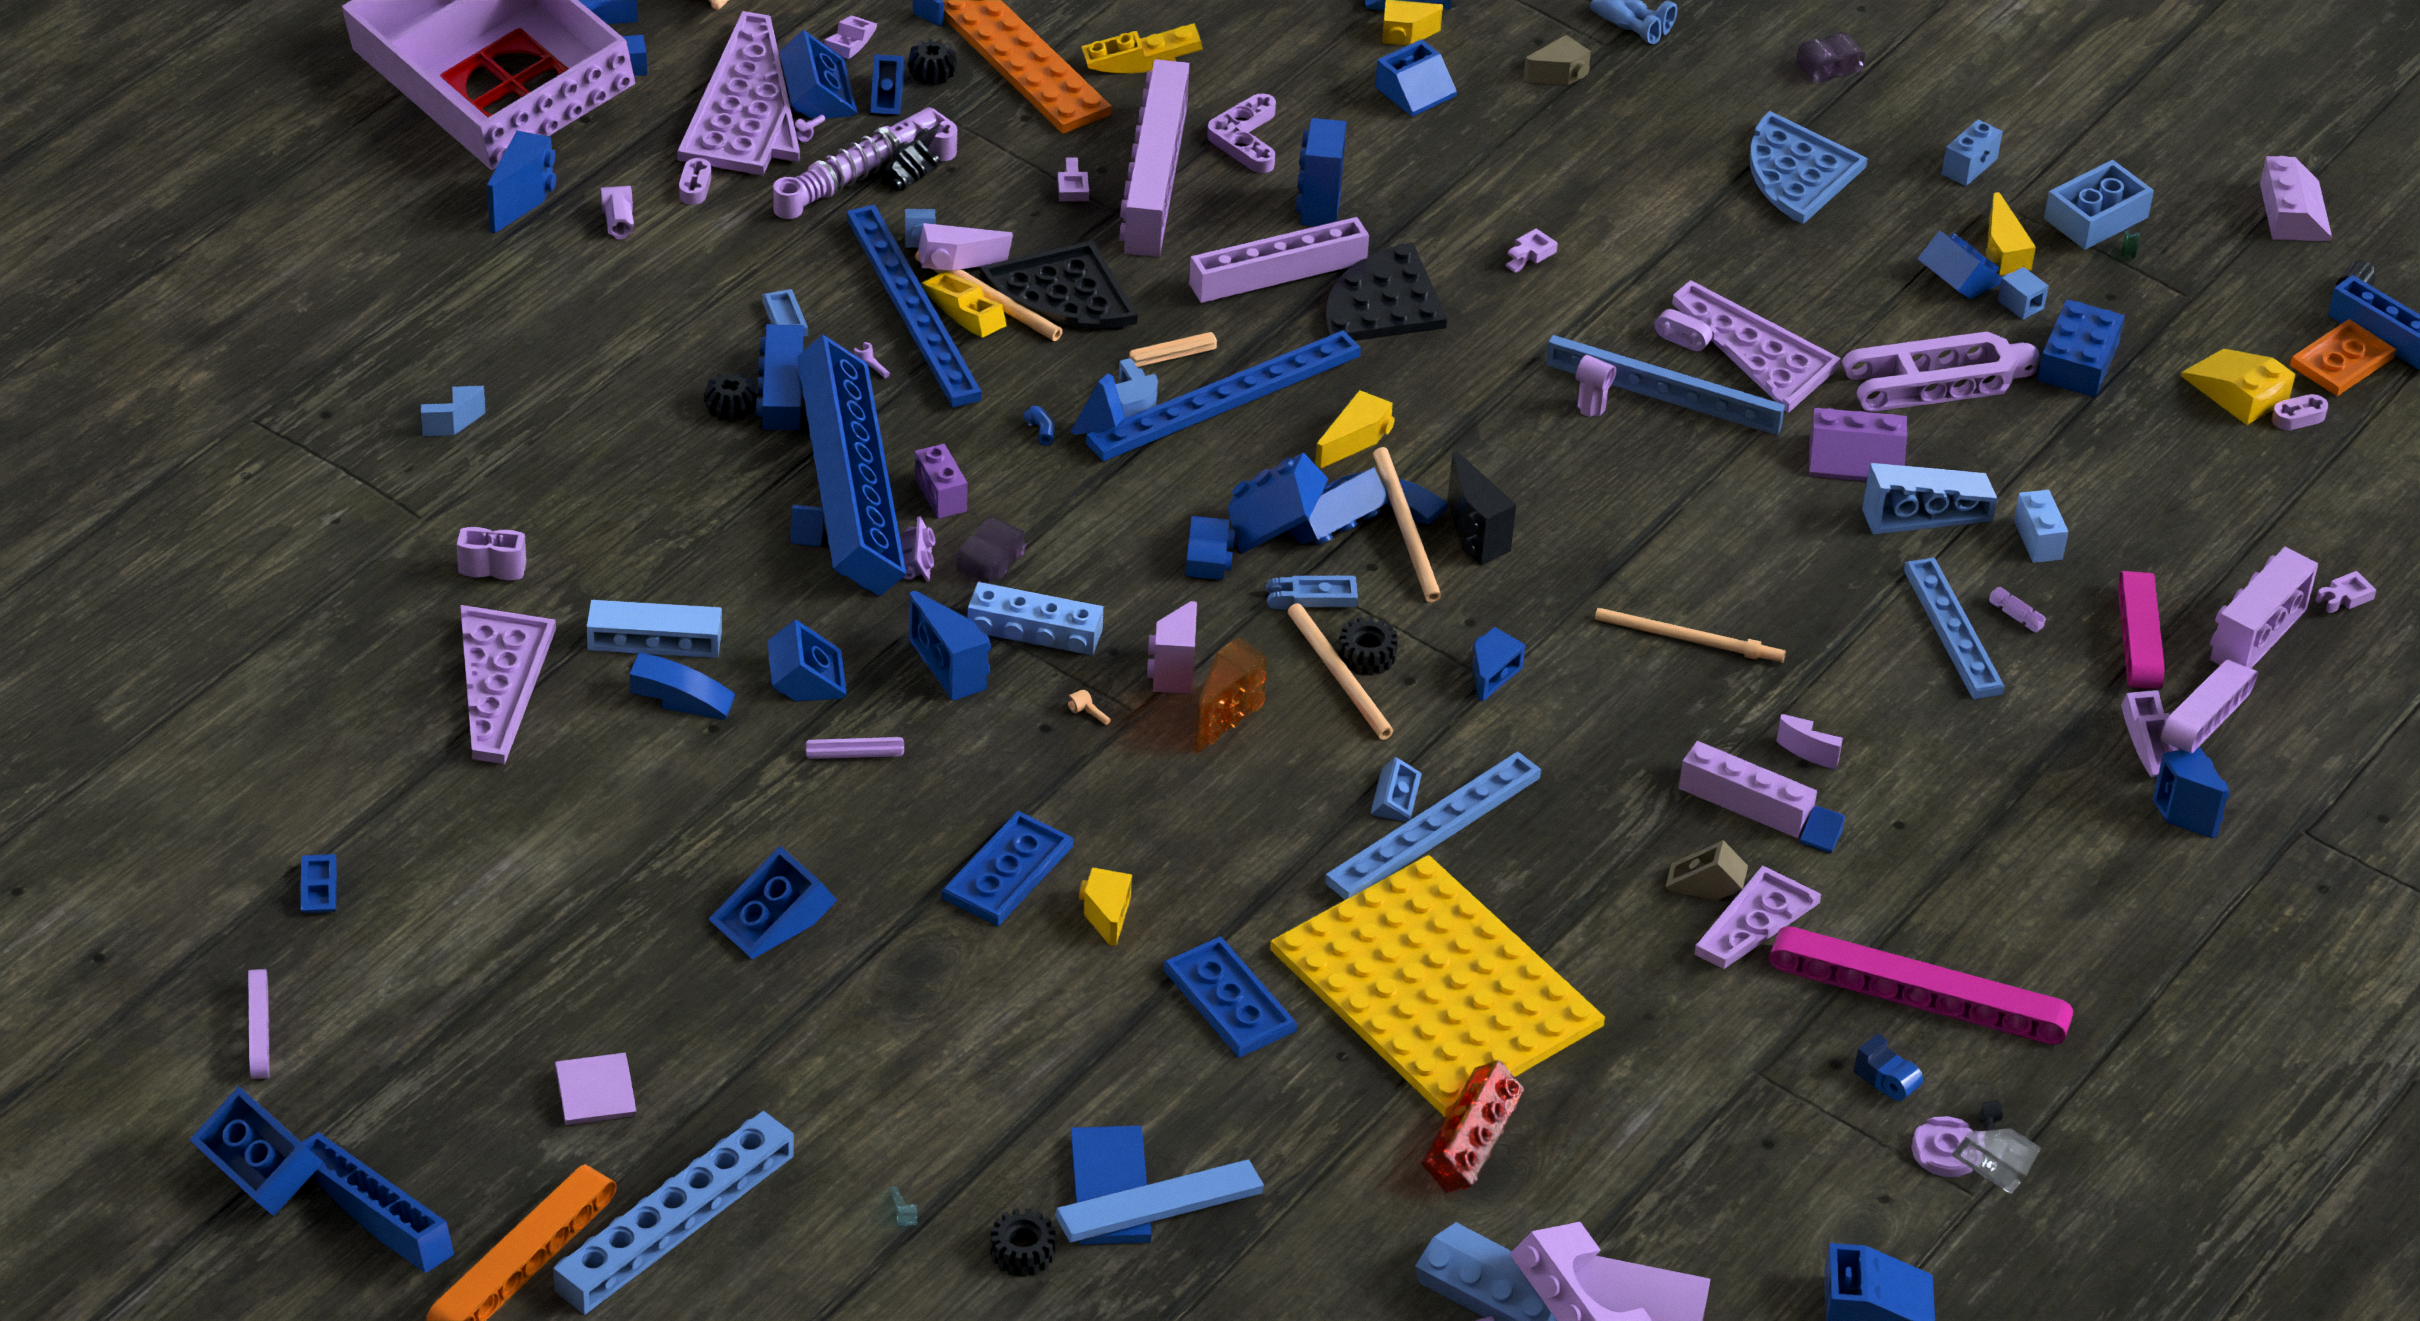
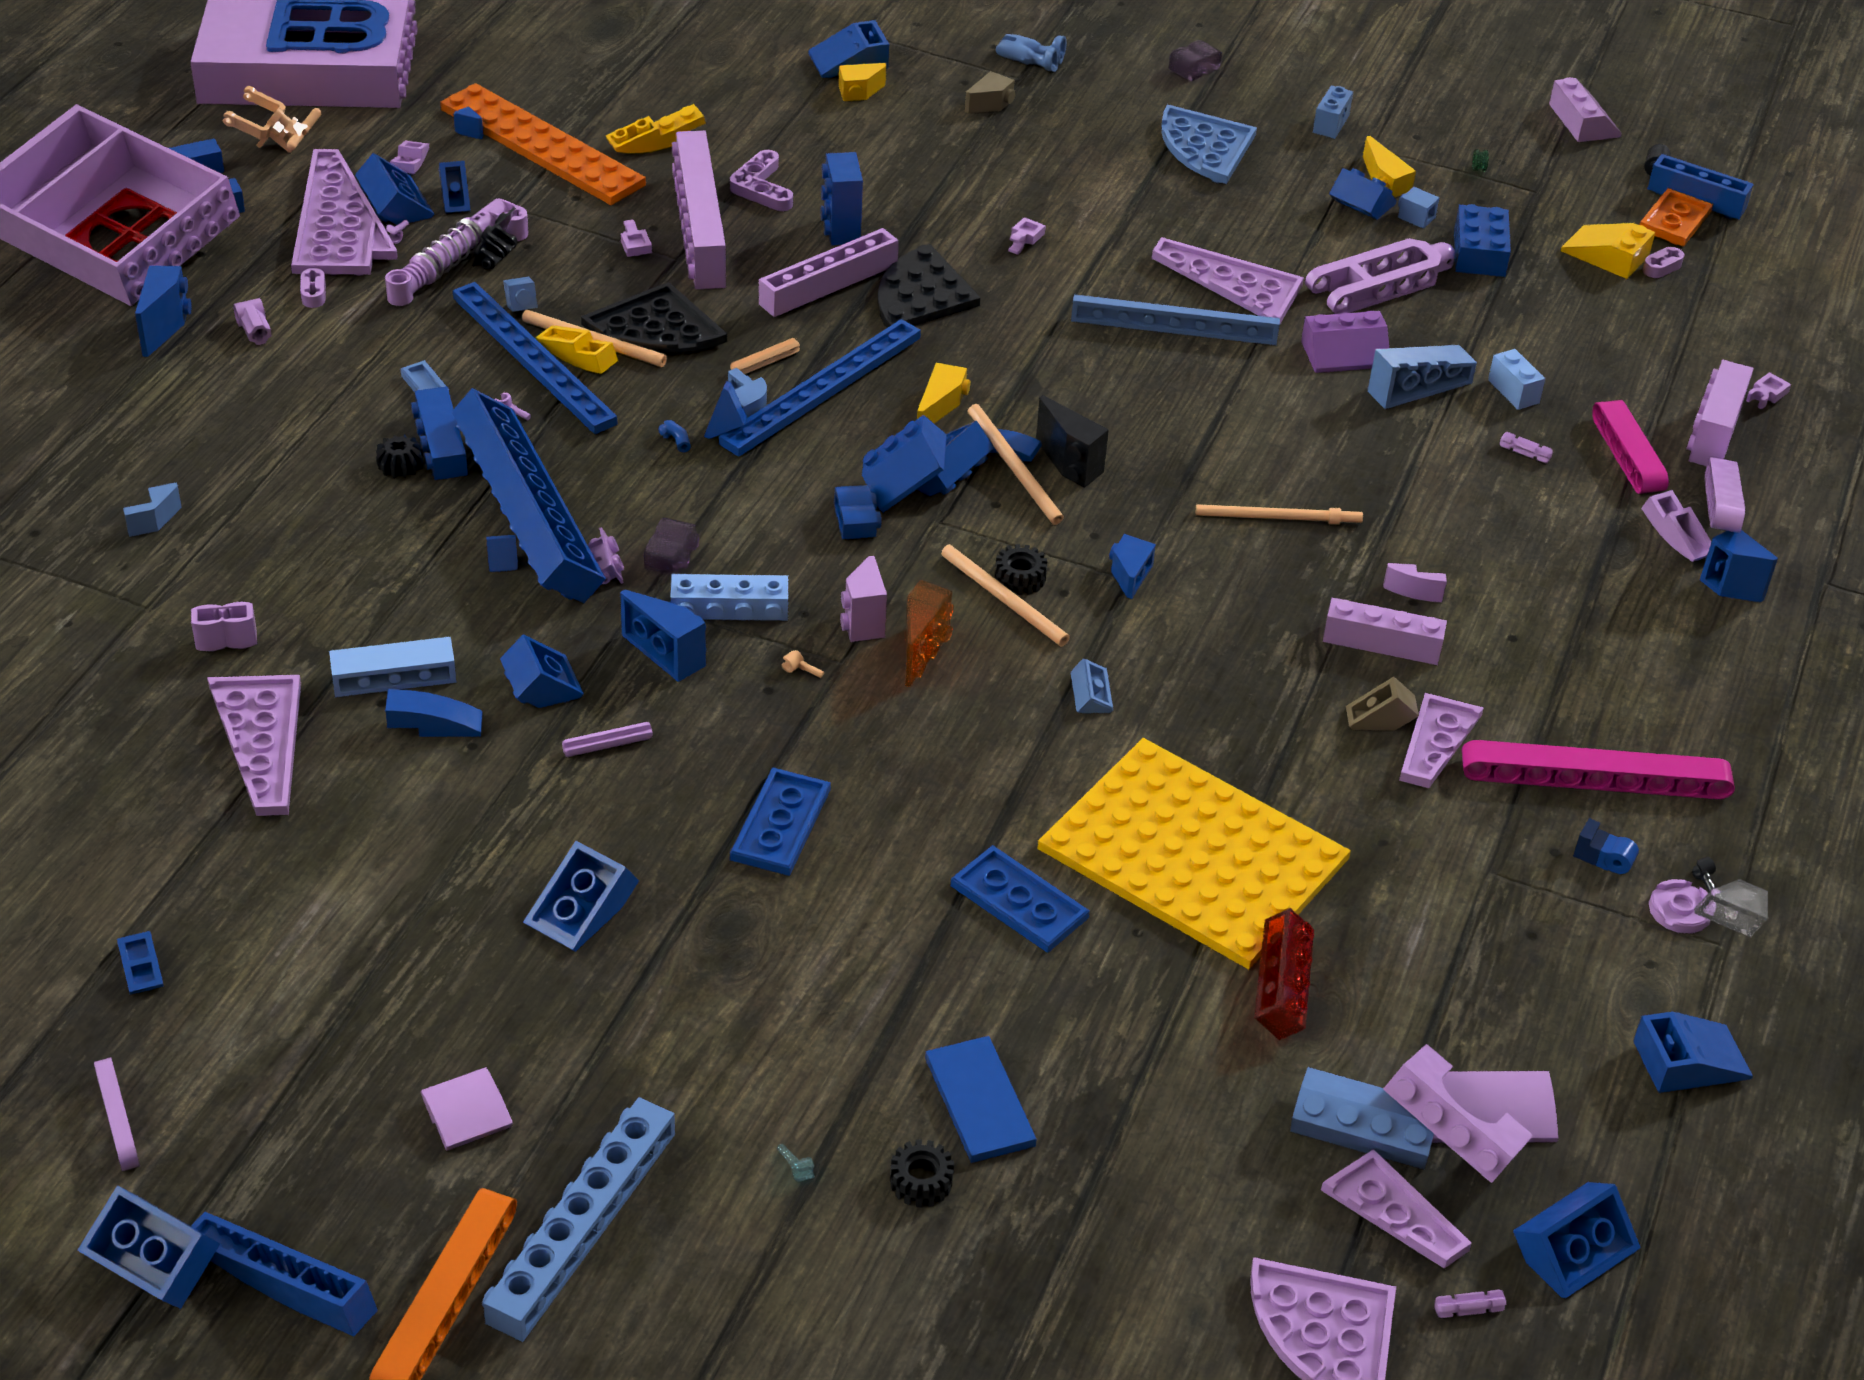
camera: 15 degrees left, 0 degrees up
(932, 61) = (485, 165): black gear -> none
(941, 481) = (607, 495): medium lavender brick -> none
(961, 247) = (560, 303): lavender slope -> none
(1106, 901) = (881, 834): yellow slope -> none
(1159, 1200) = (1032, 1105): medium blue tile -> none
(1312, 591) = (956, 532): medium blue hinge -> none
(1414, 78) = (883, 120): blue slope -> none
(1433, 826) = (1136, 713): medium blue plate -> none
(1595, 380) = (1124, 323): lavender piece -> none
(1683, 330) = (1171, 276): lavender beam -> none
(1823, 829) = (1457, 652): blue slope -> none
(1954, 628) = (1483, 471): medium blue tile -> none
(2098, 204) = (1446, 134): medium blue brick -> none

